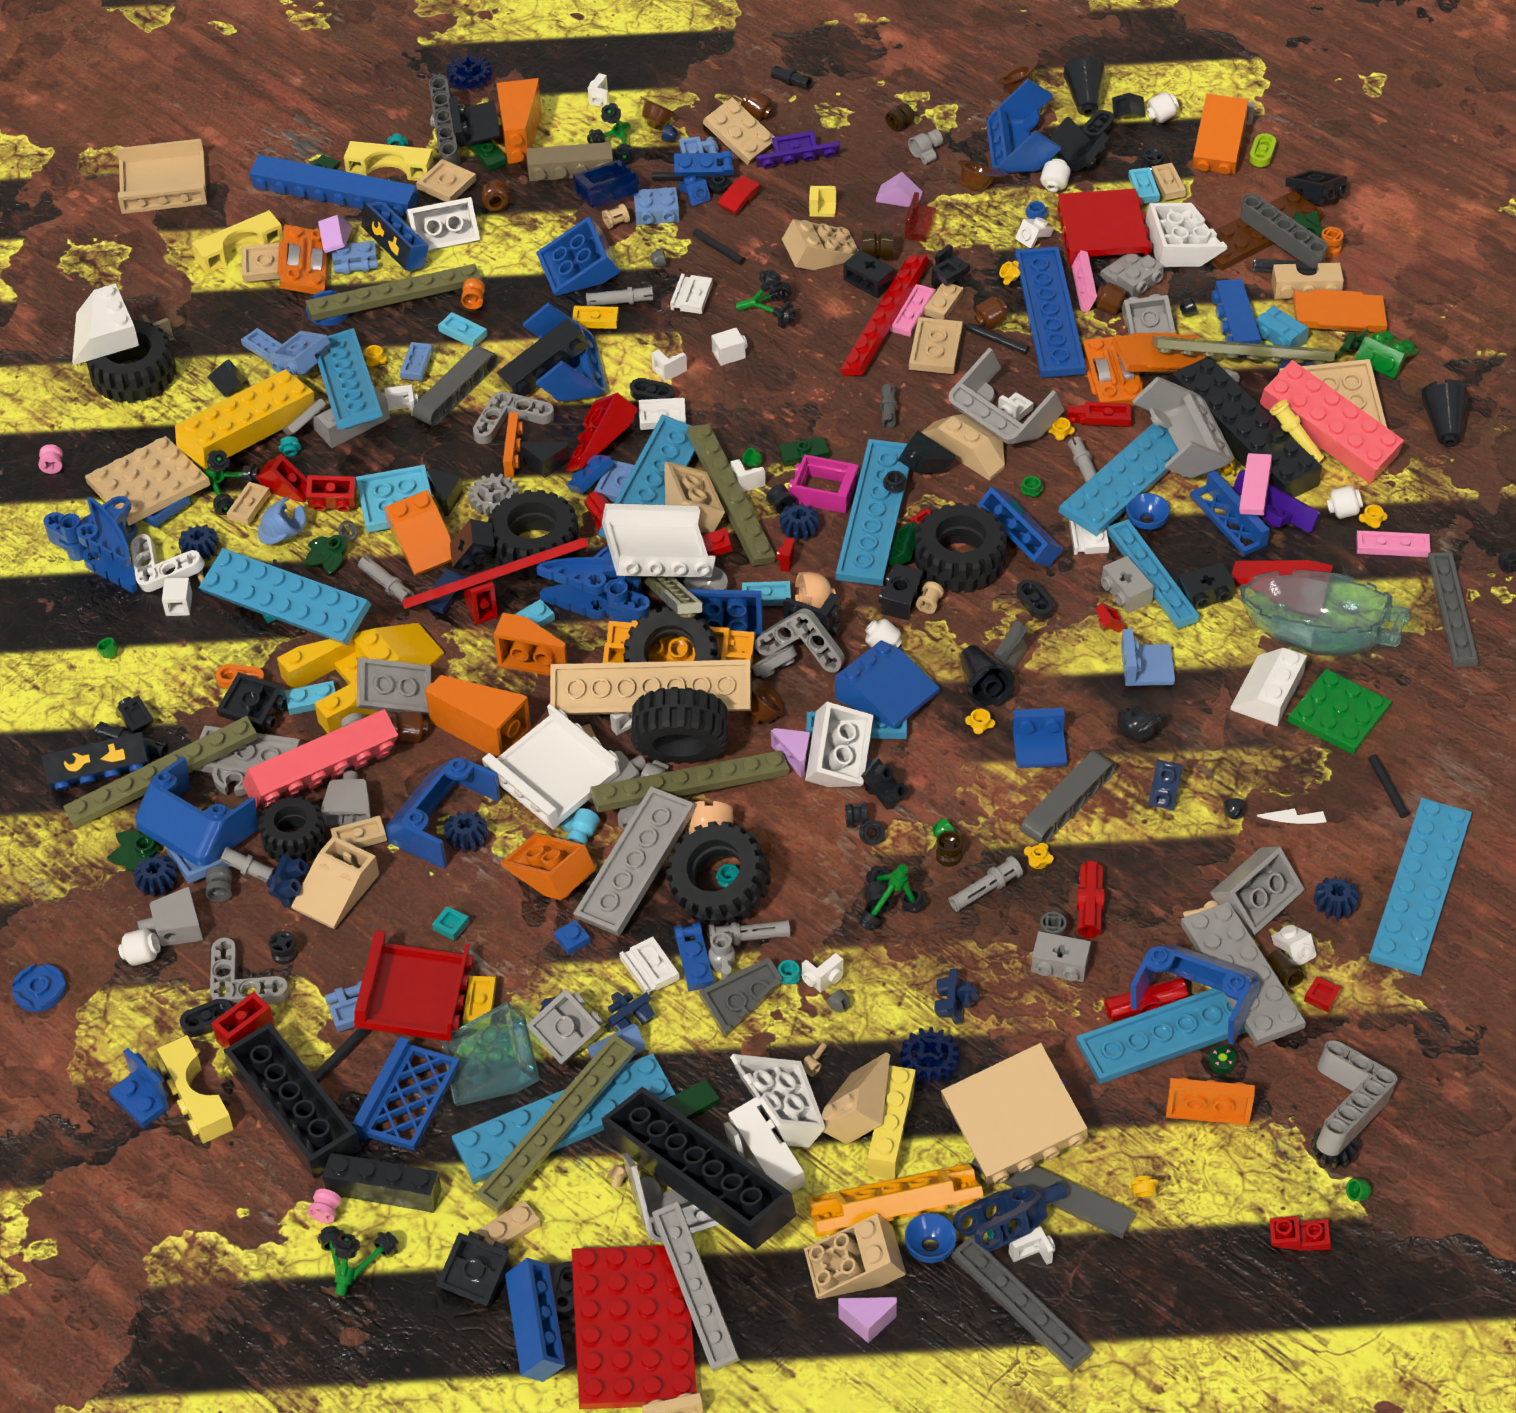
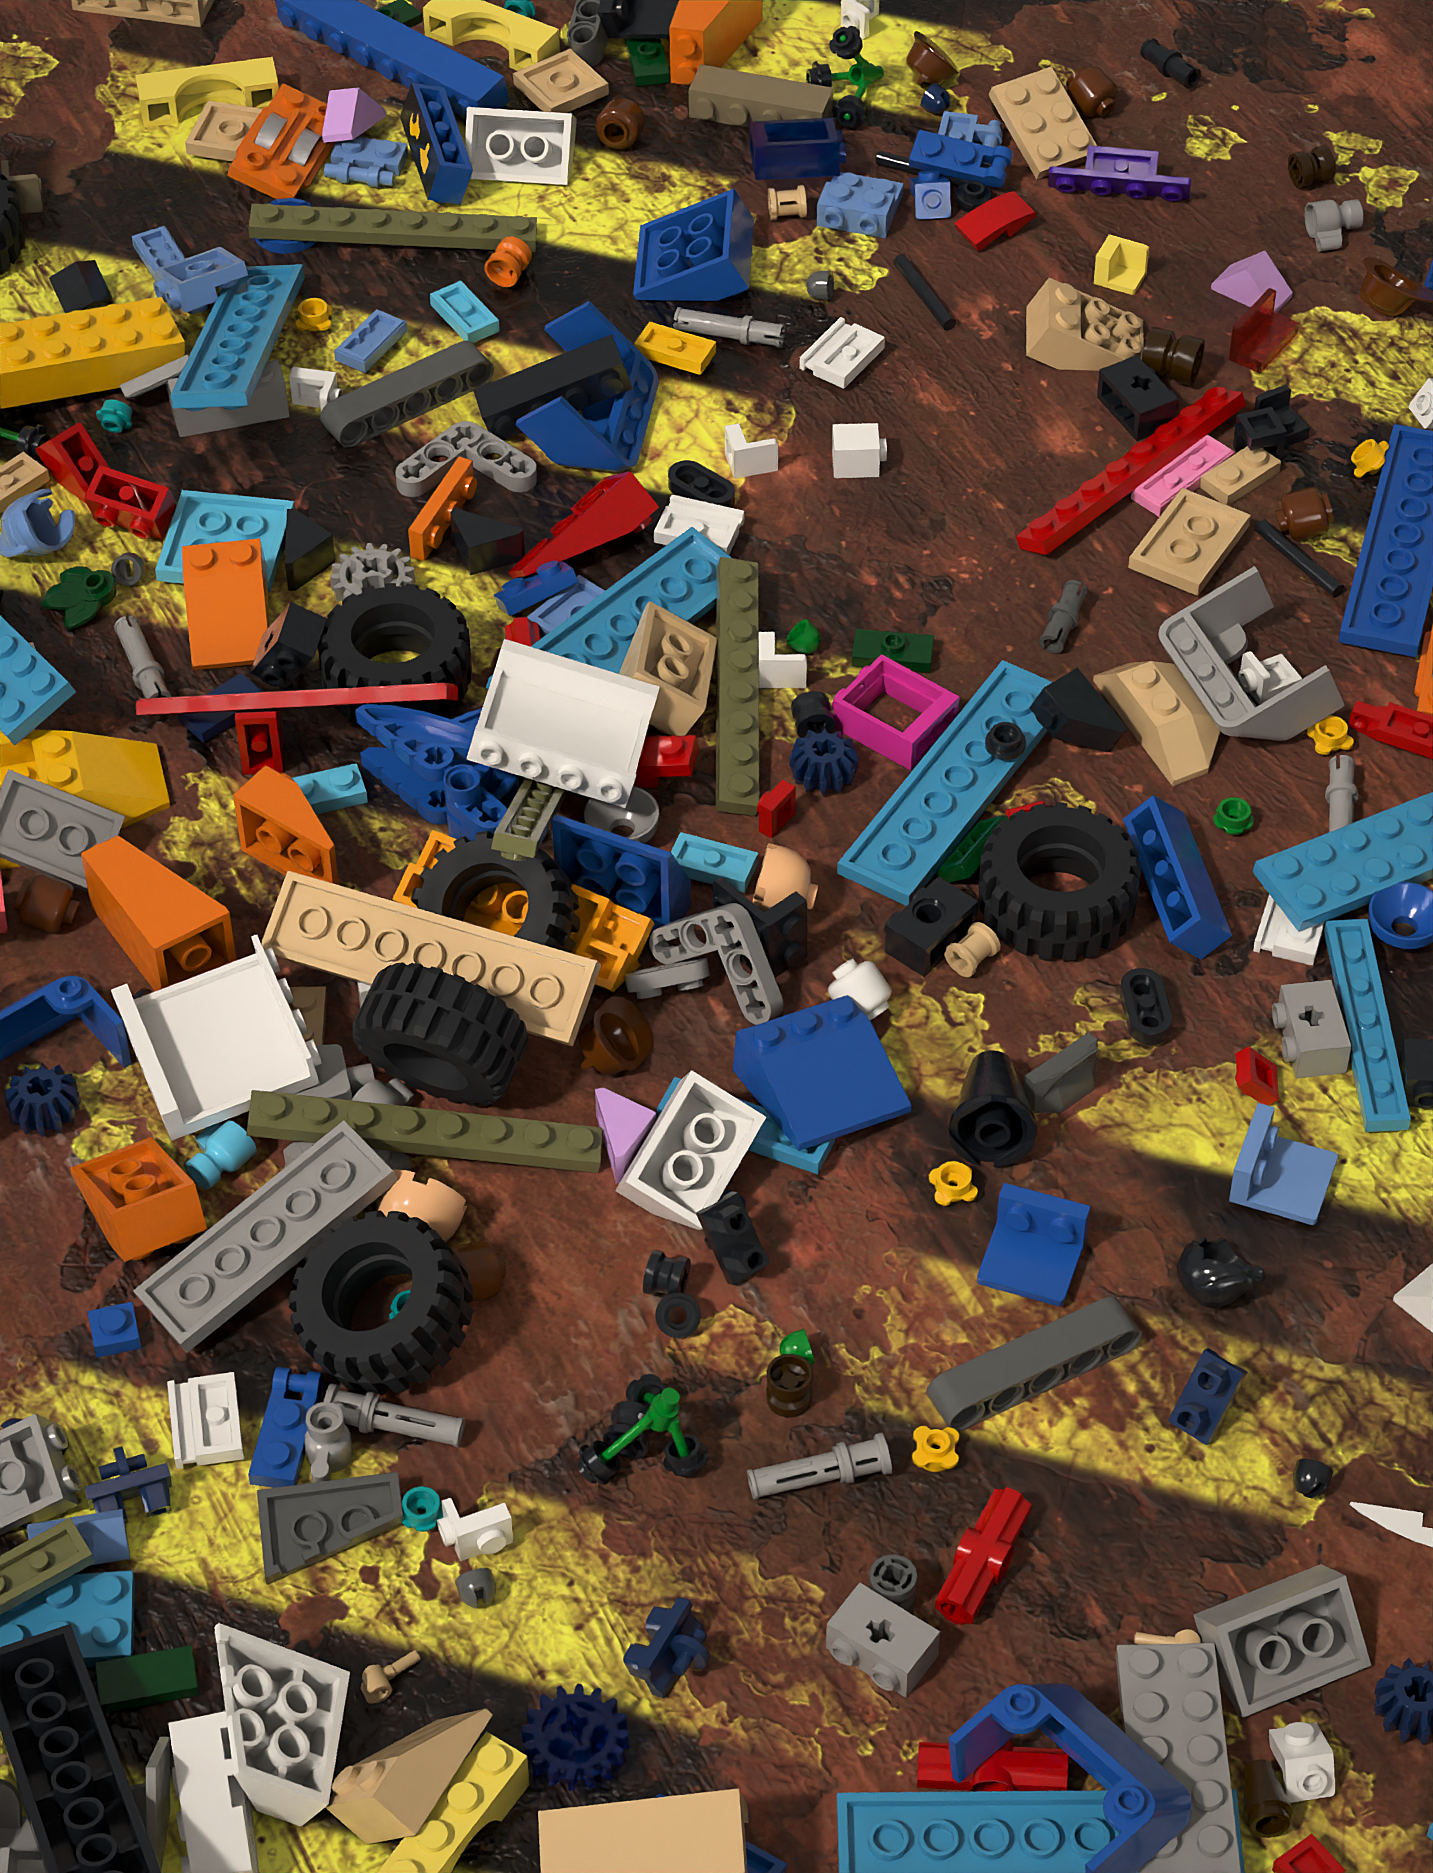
camera: 20 degrees right, 0 degrees up
(778, 288) = (963, 367): black plant -> none

